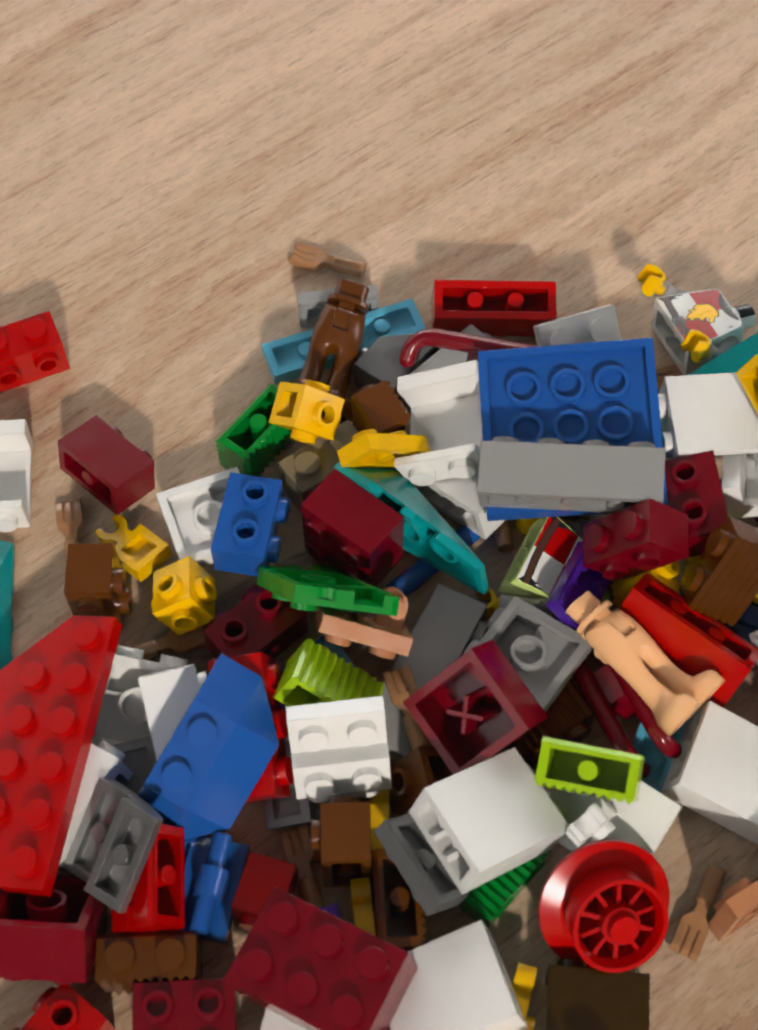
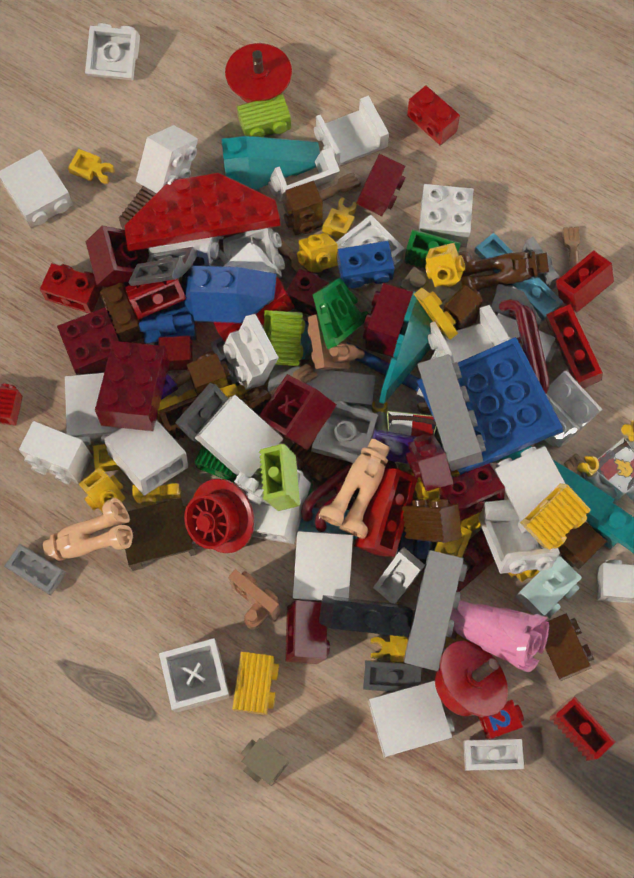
camera: 70 degrees right, 10 degrees up
(42, 530) = (327, 171): none -> white panel
(200, 394) = (446, 212): none -> white brick
(394, 258) = (585, 281): none -> red brick
(694, 926) = (225, 569): medium nougat piece -> none

